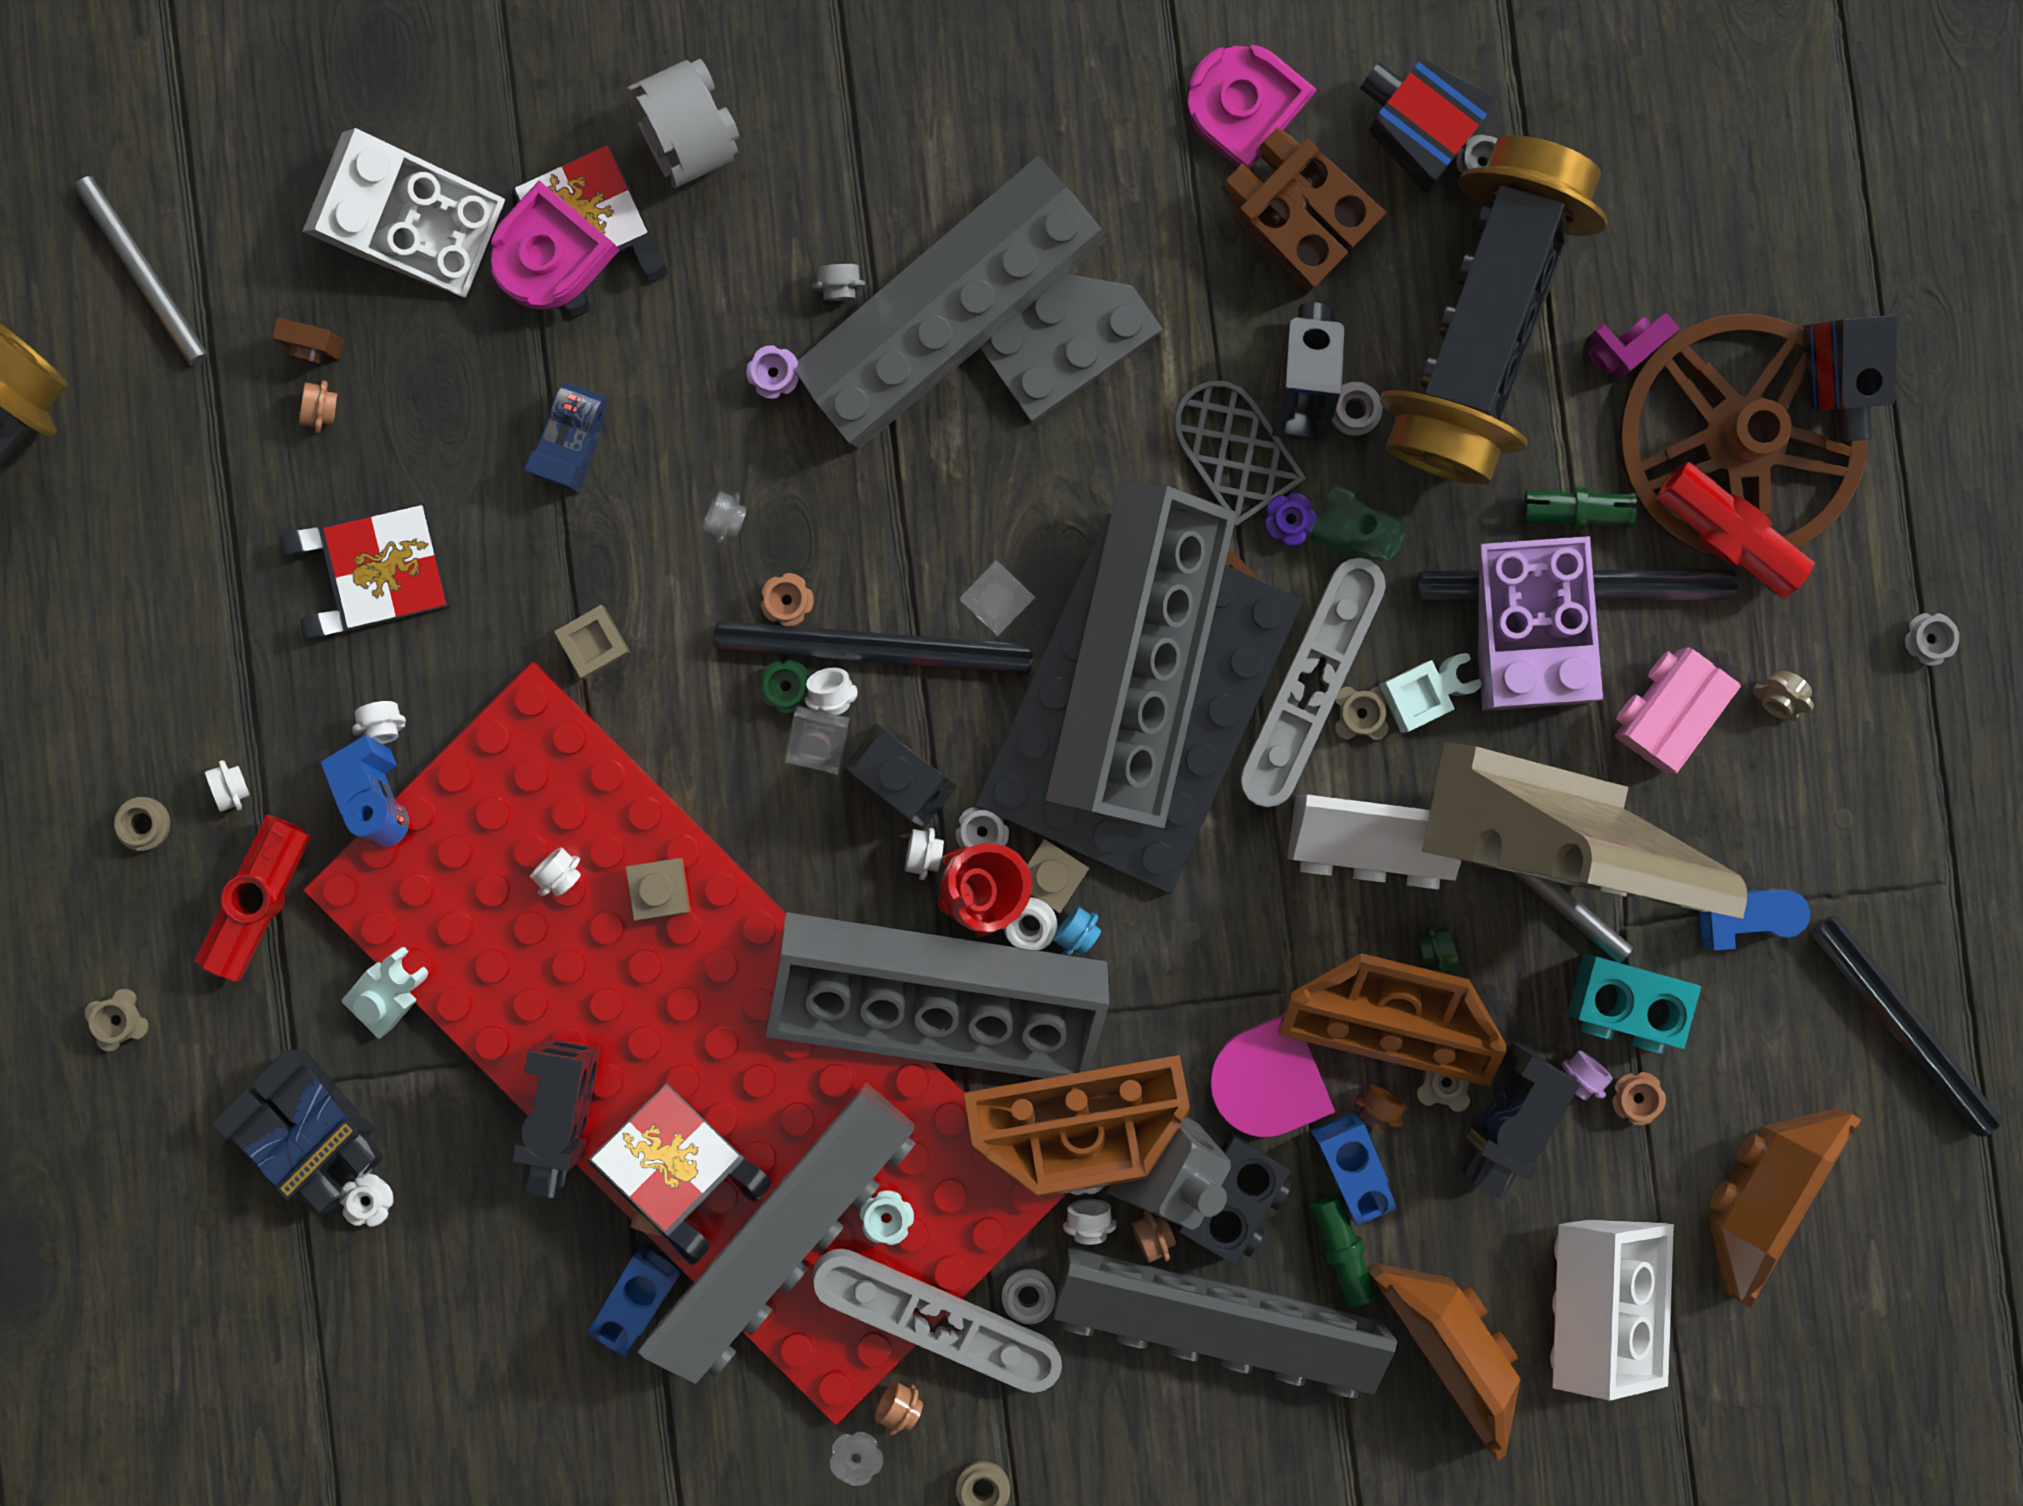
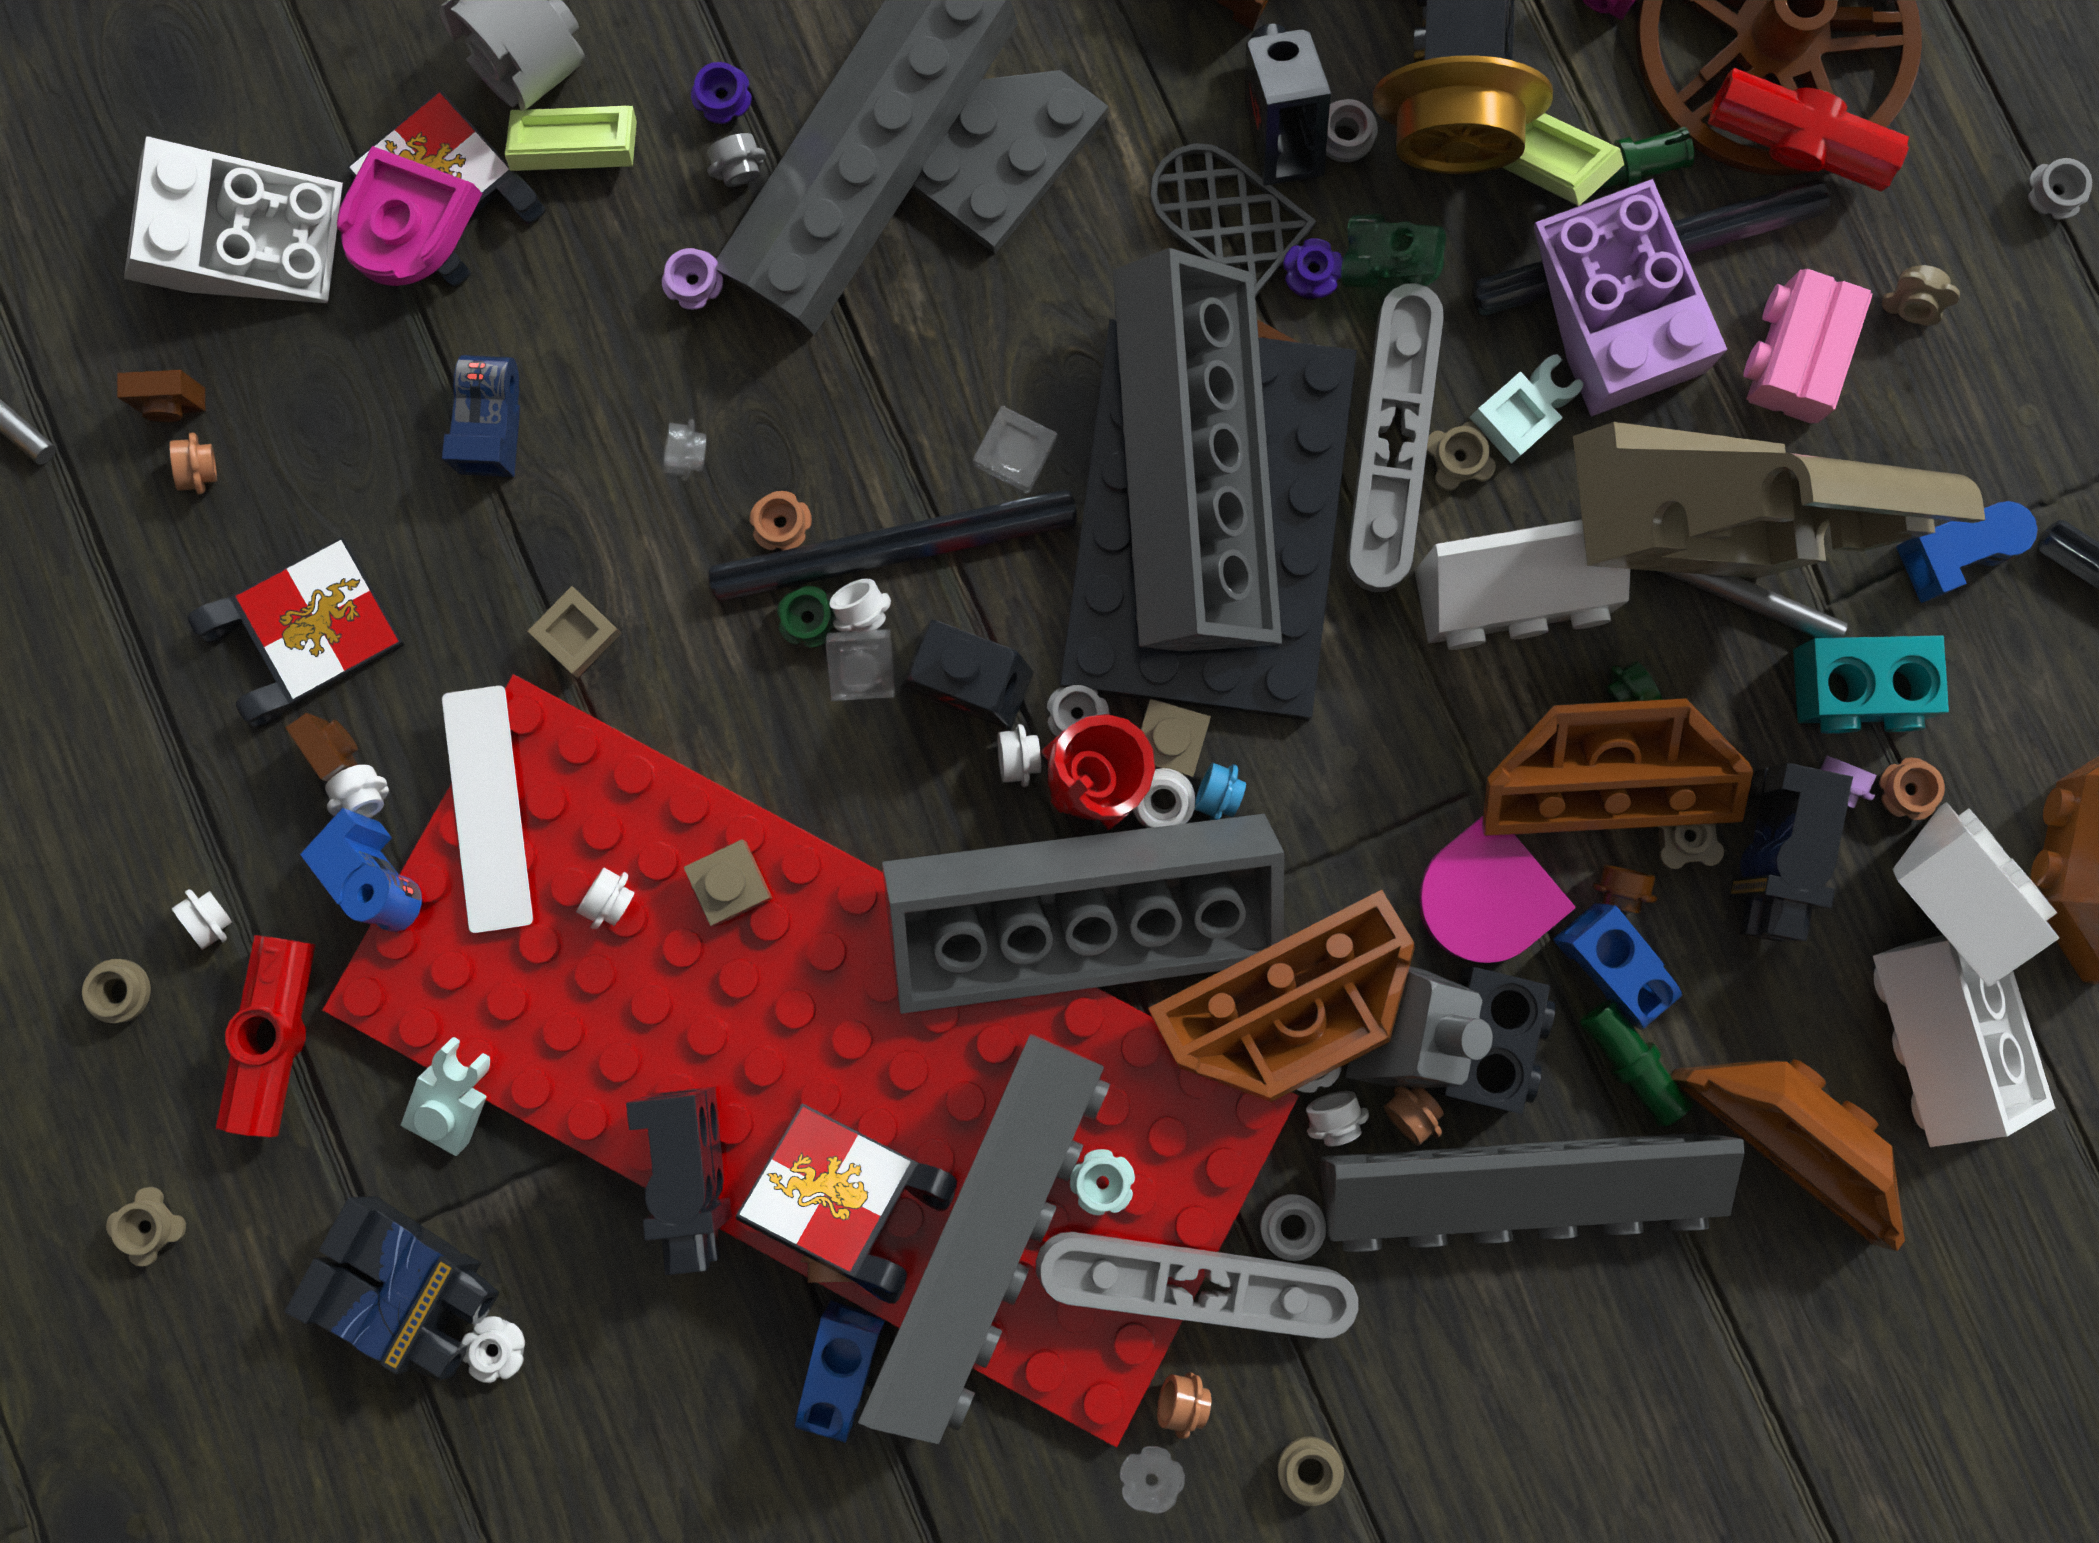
camera: 15 degrees left, 5 degrees down
(364, 677) = (323, 744): none -> reddish brown plate
(481, 768) = (487, 809): none -> white sticker
(706, 221) = (571, 138): none -> yellowish green tile
(838, 205) = (719, 77): none -> dark purple plate
(1525, 495) = (1565, 159): none -> yellowish green tile
(1649, 1201) = (1976, 894): none -> white slope

